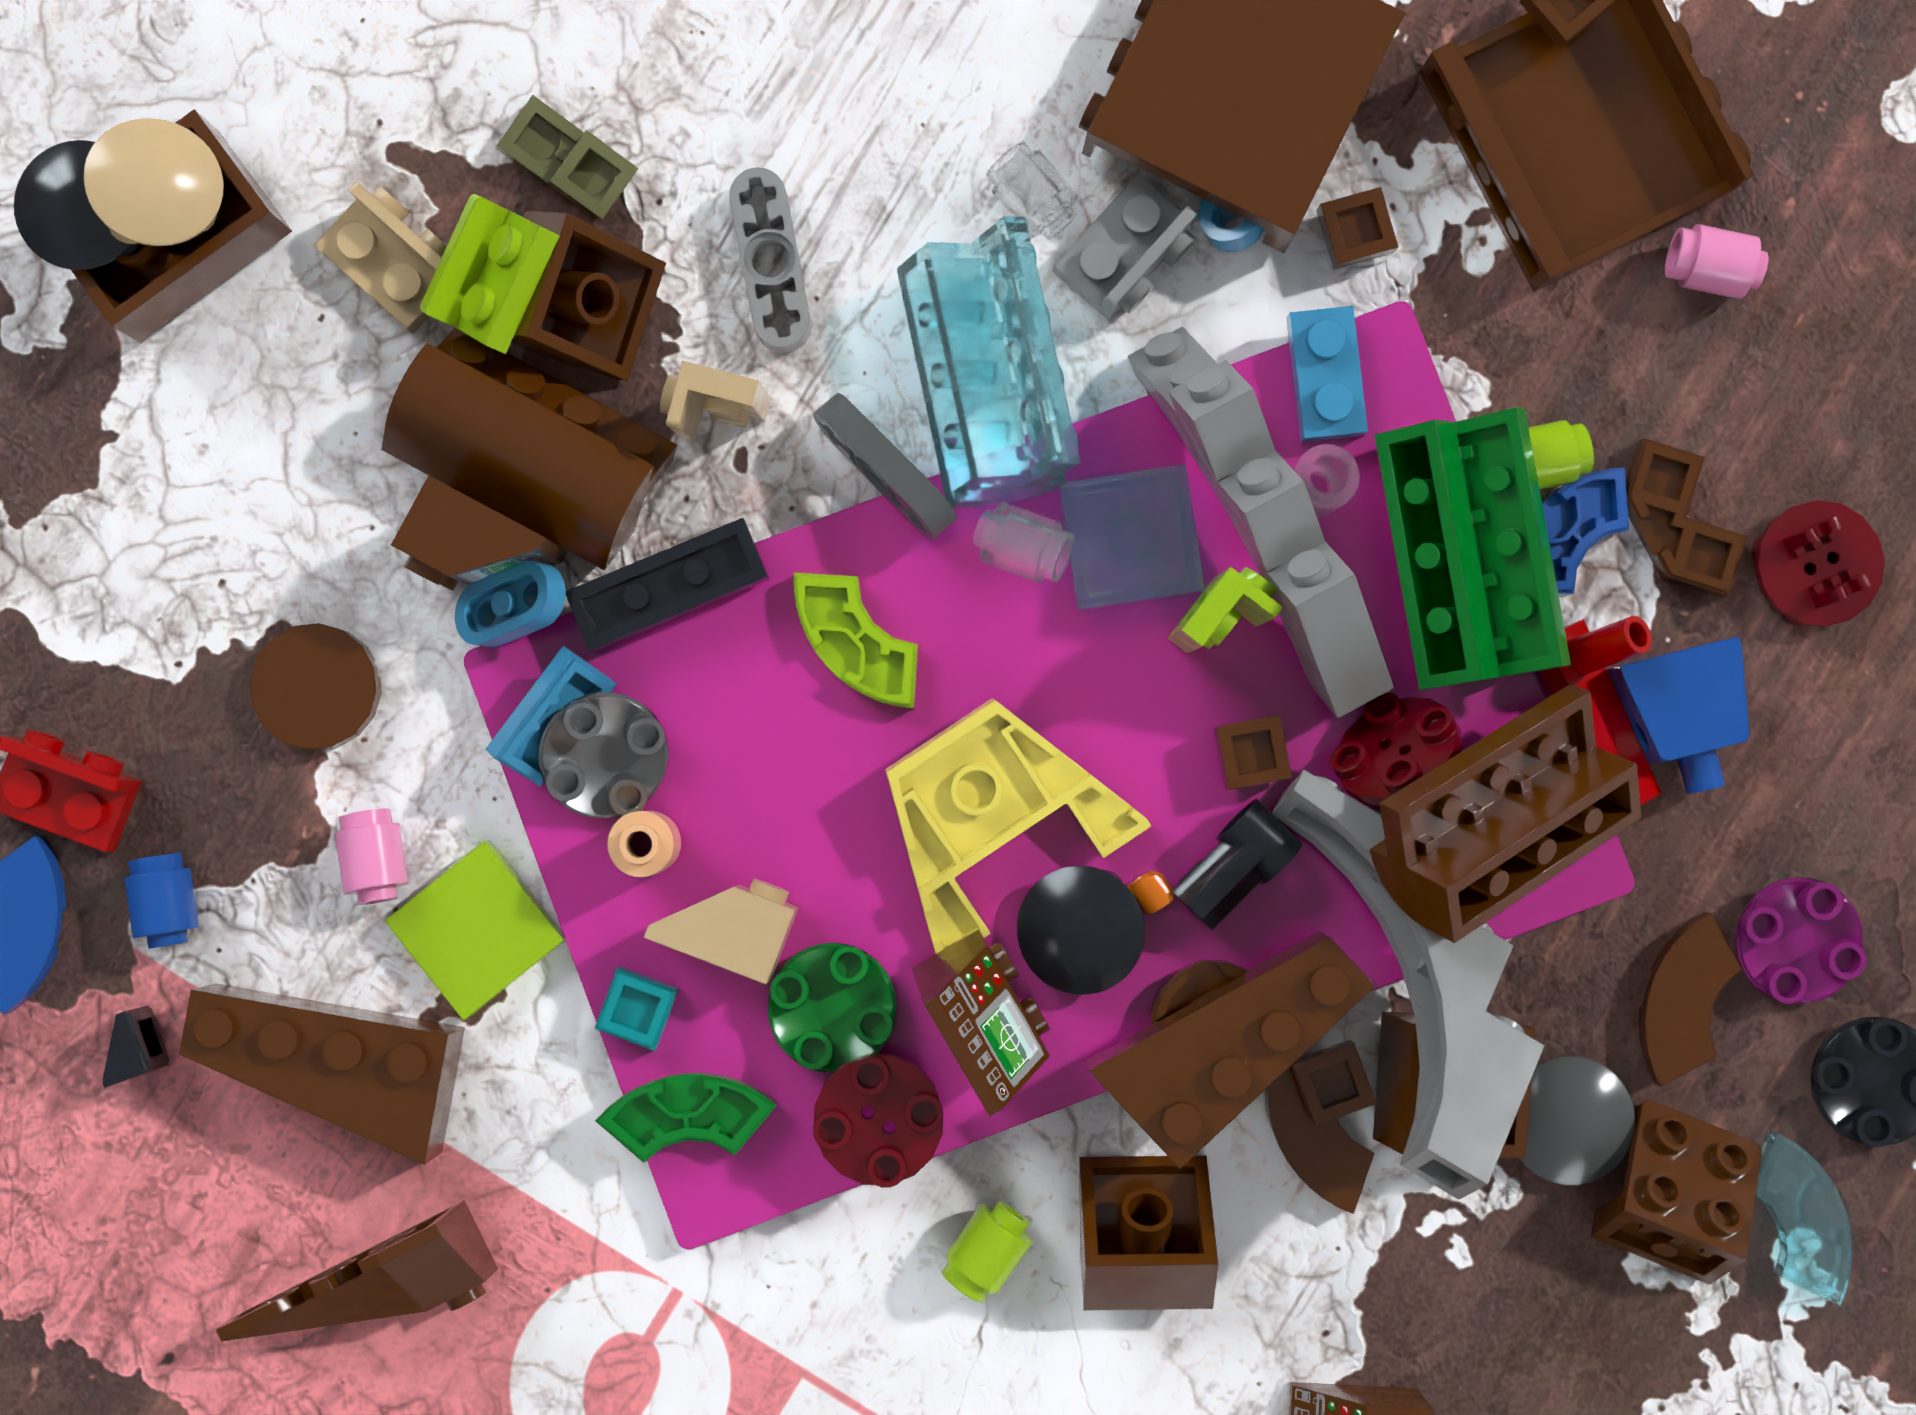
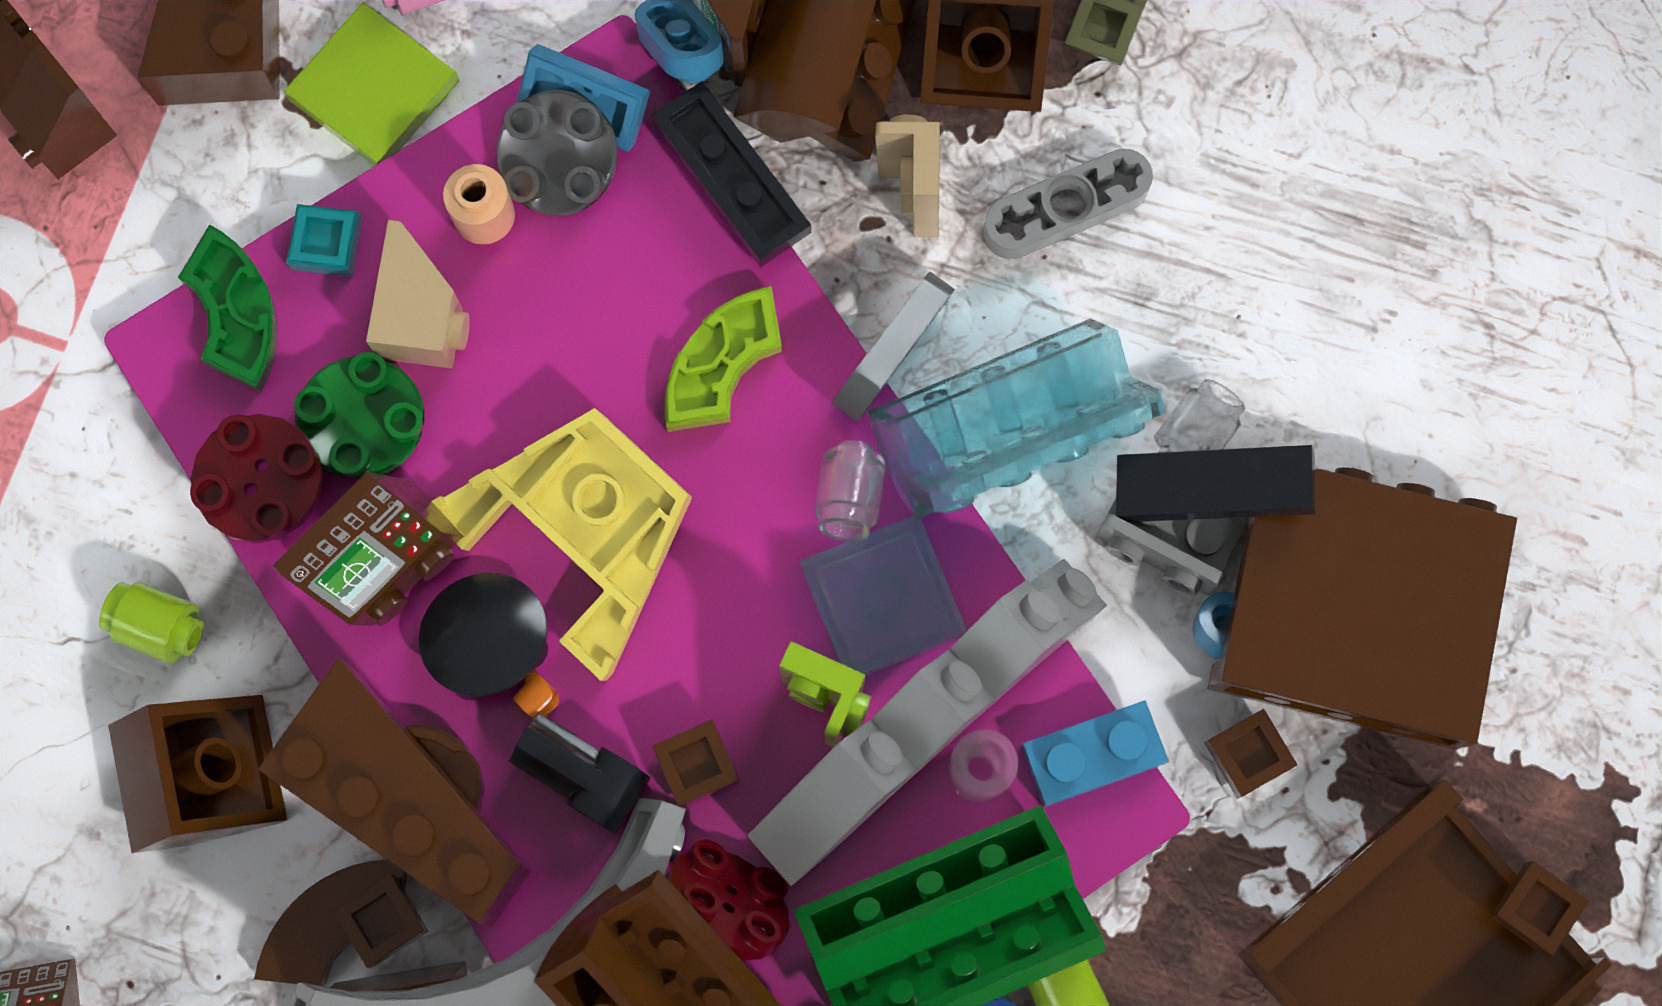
camera: 75 degrees right, 10 degrees down
(1103, 188) = (1216, 484): none -> black tile

